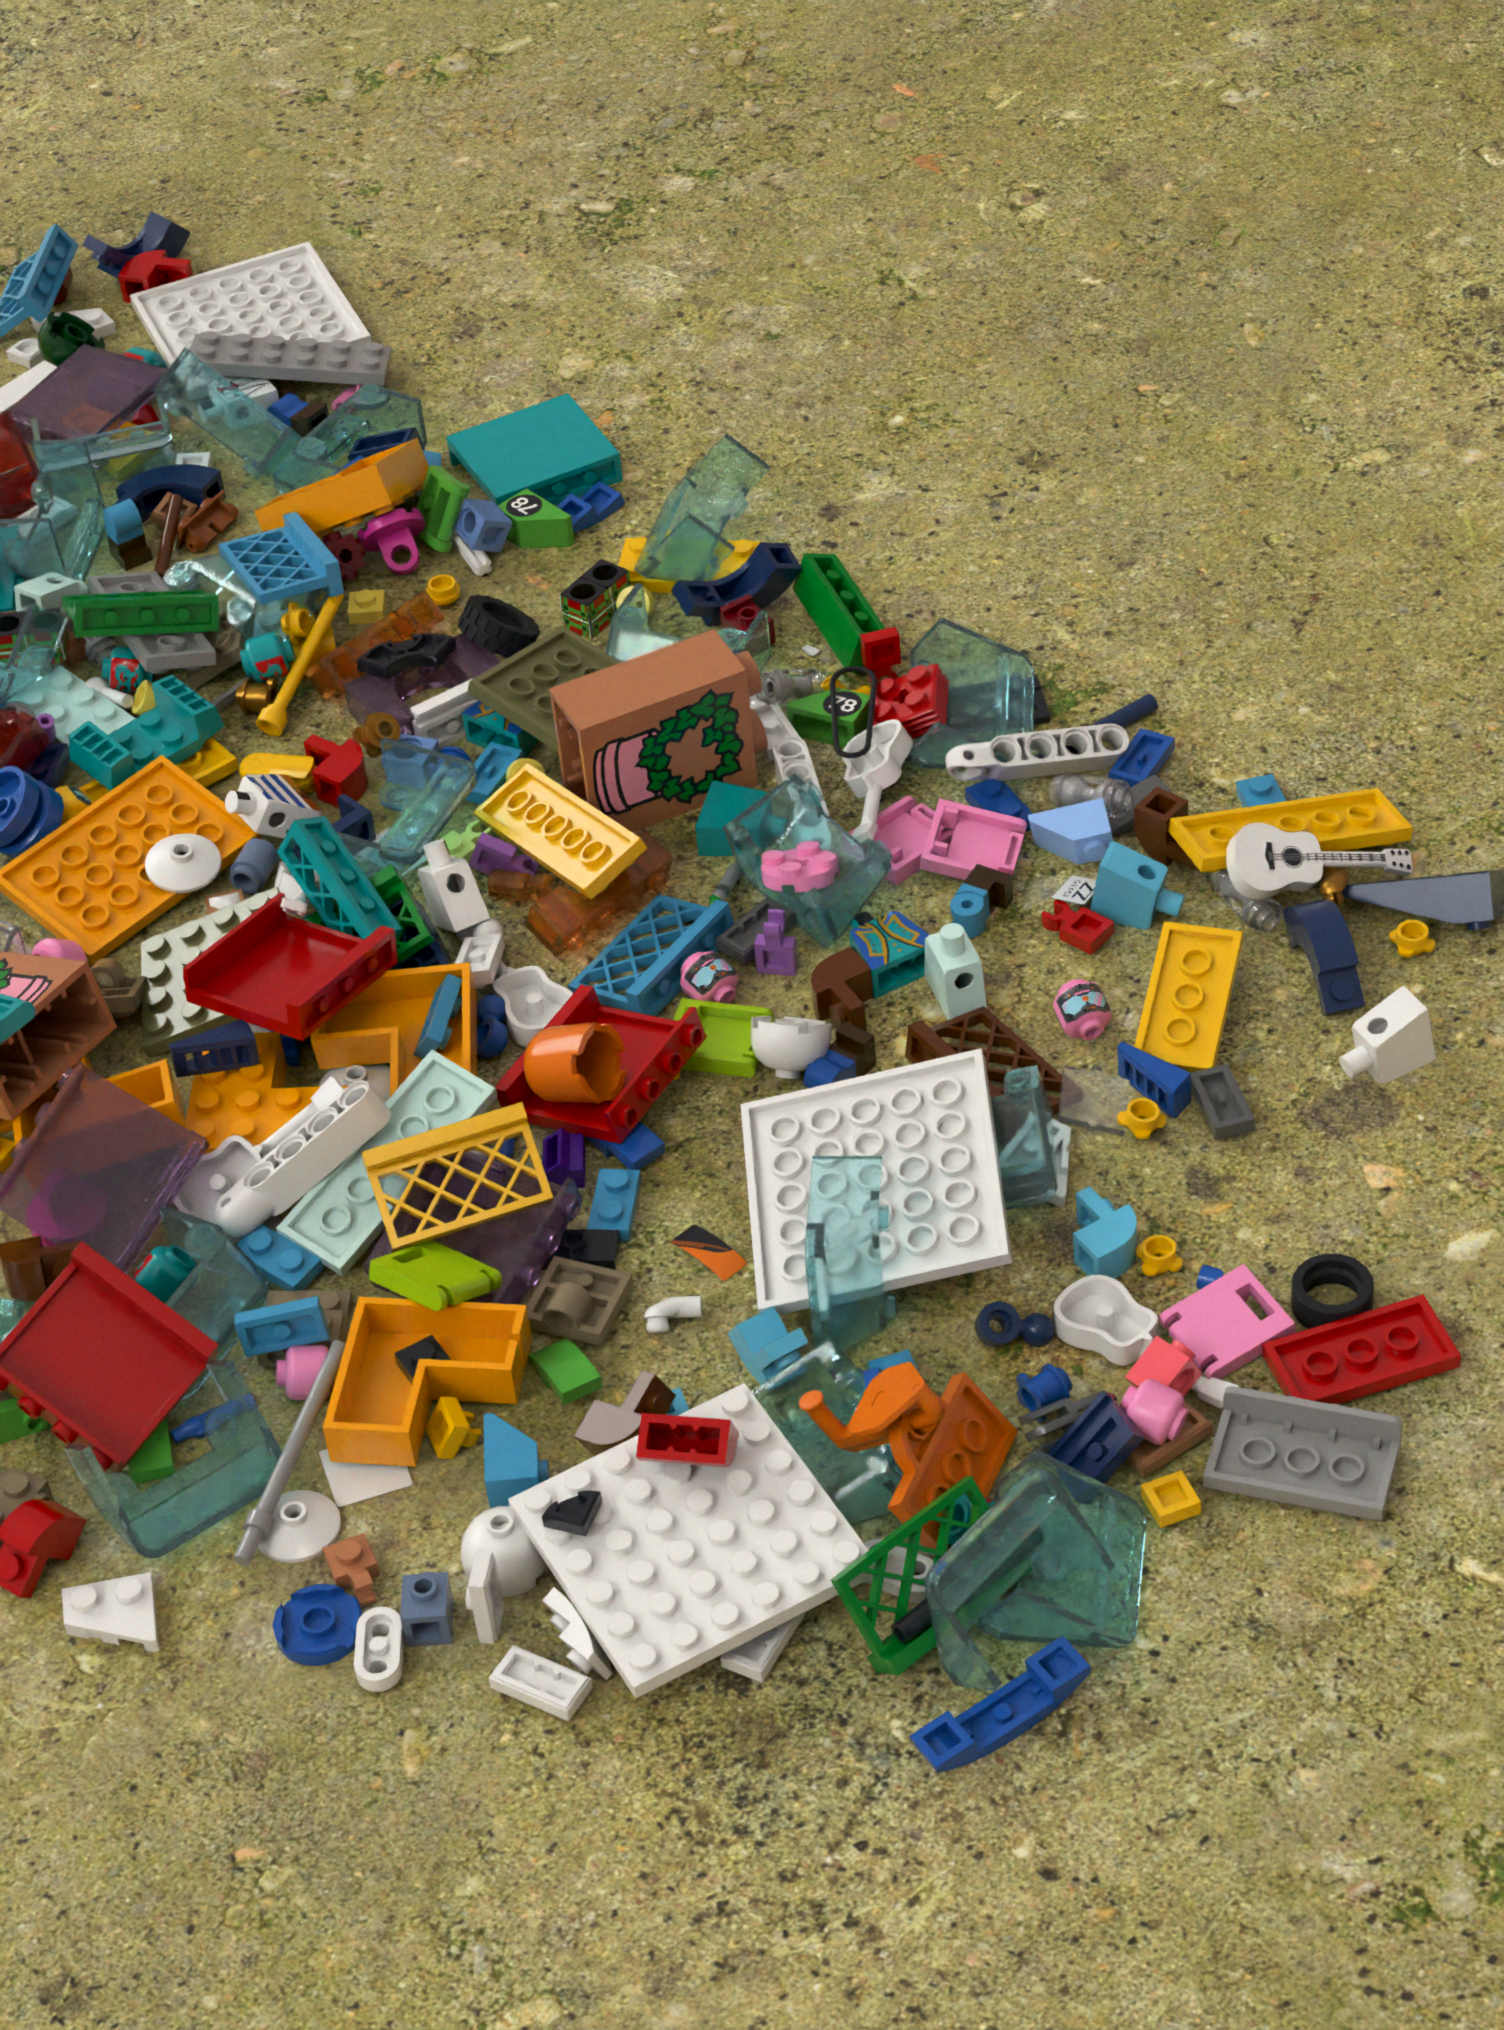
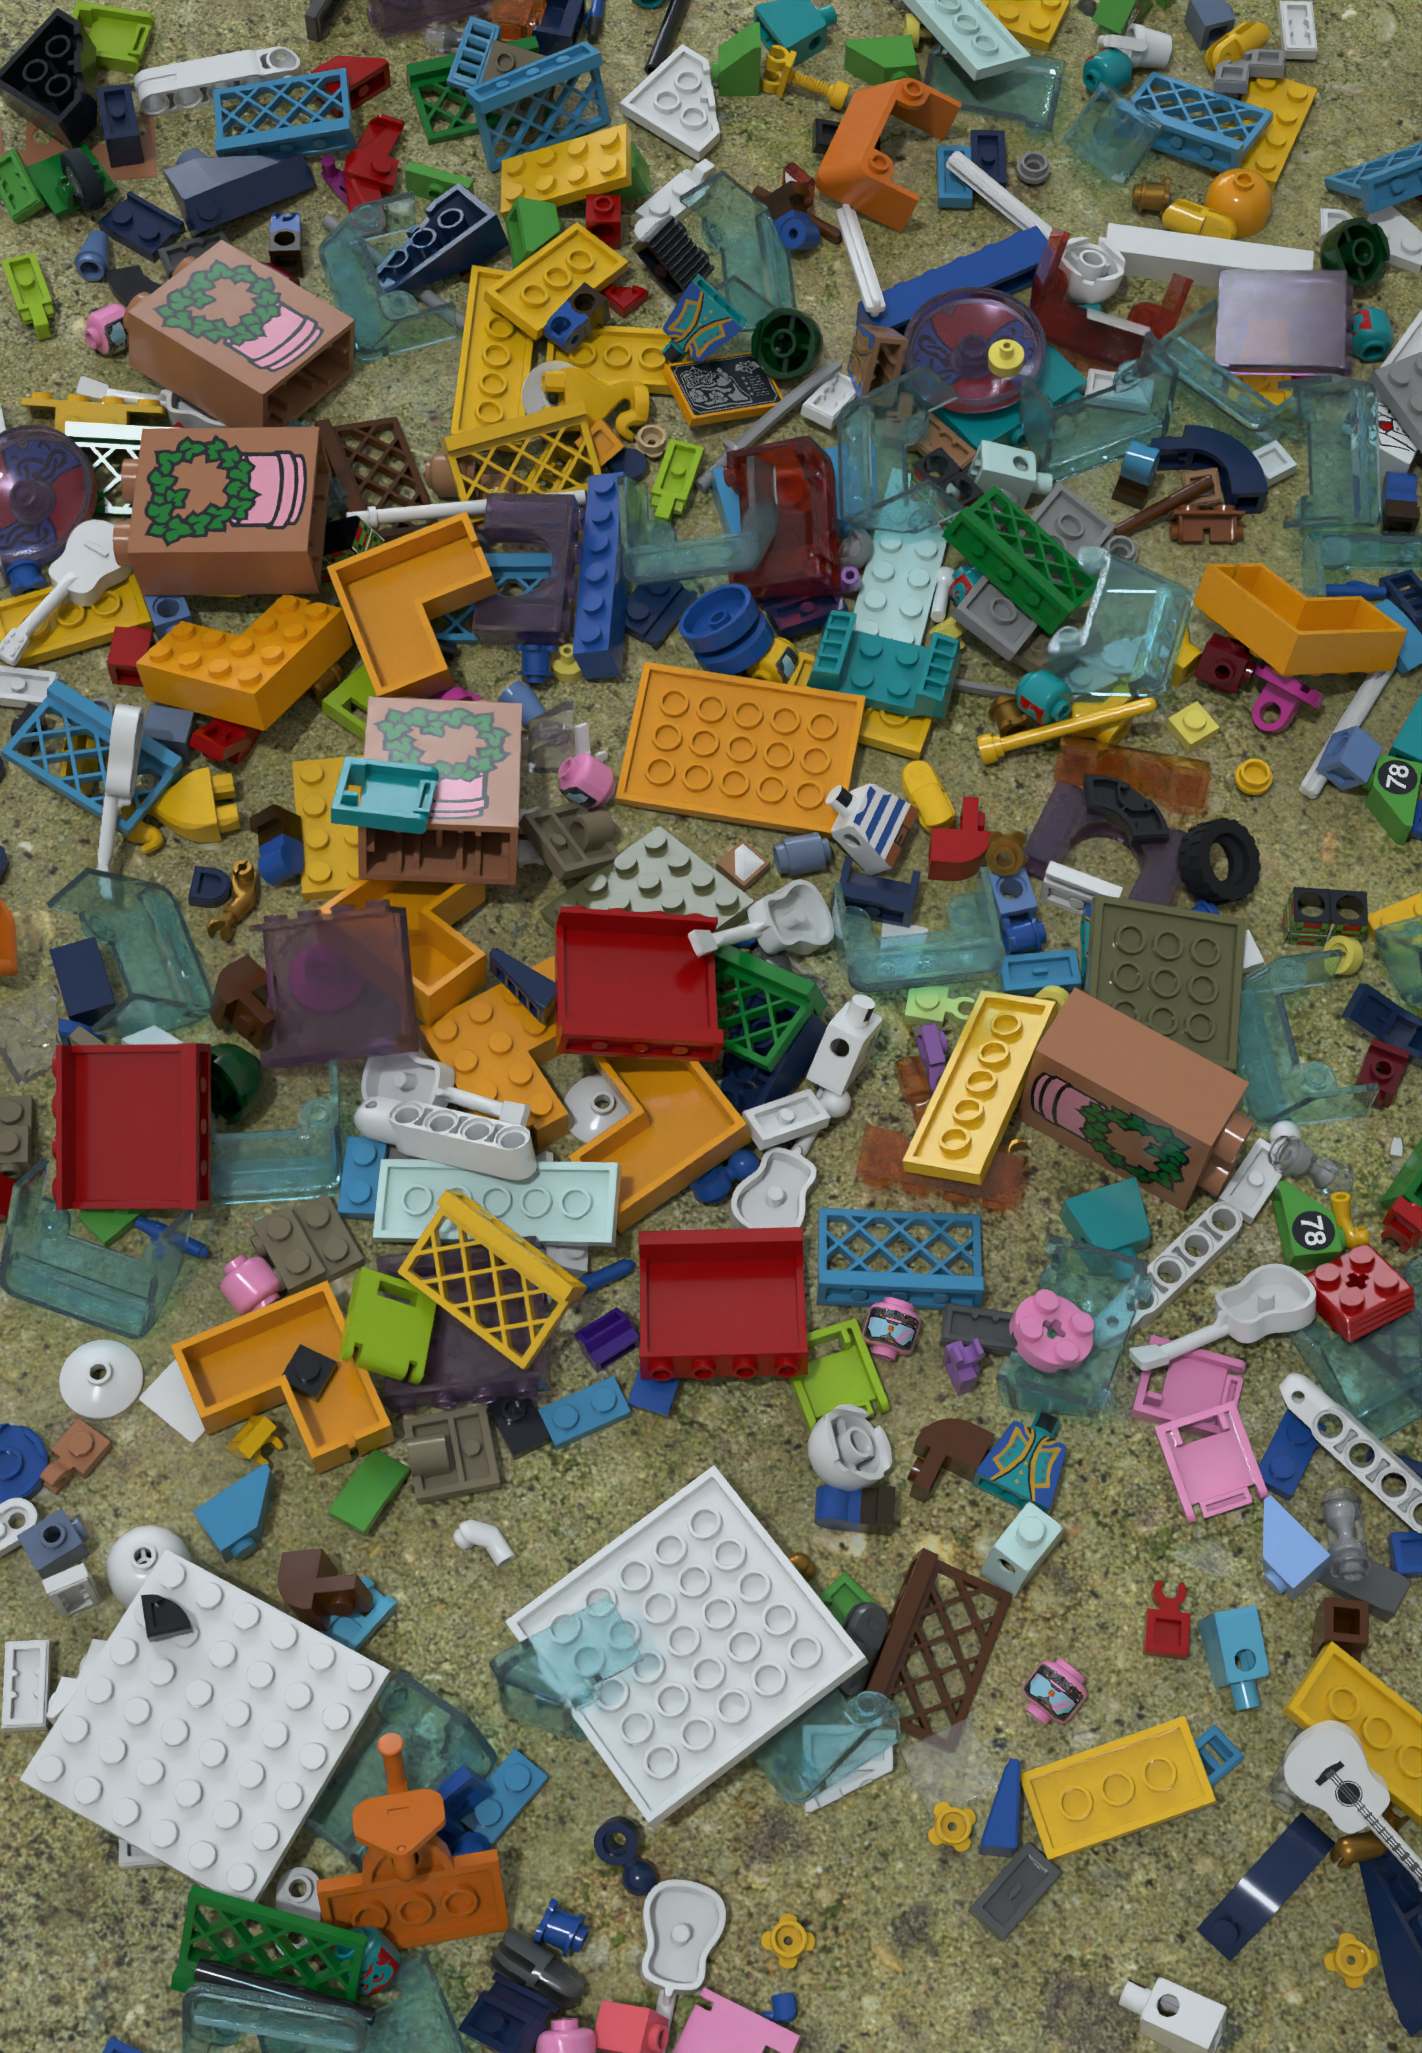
camera: 50 degrees right, 20 degrees up
(164, 1270) = (283, 1100): teal head -> none
(183, 863) = (762, 814): white dish -> none
(260, 1519) = (74, 1351): light grey bar -> none
(282, 1326) = (256, 1233): dark azure plate -> none
(295, 547) = (1170, 656): dark azure fence -> none
(296, 623) = (1096, 693): yellow plate -> none
(339, 879) = (765, 957): teal fence -> none
(440, 507) = (1342, 708): bright green plate -> none
(443, 1007) = (671, 1141): dark azure plate -> none
(575, 1063) = (690, 1288): orange cylinder -> none
(687, 1440) = (276, 1670): red brick -> none
(710, 1251) = (578, 1526): sticker -> none
(726, 883) = (997, 1273): light grey piece -> none
(766, 1344) = (467, 1665): medium azure brick -> none
(834, 710) = (1298, 1228): black piece -> none
(979, 897) = (1142, 1507): leg -> none
(1076, 890) = (1216, 1593): white sticker -> none
(1107, 1236) = (773, 1890): medium azure brick -> none

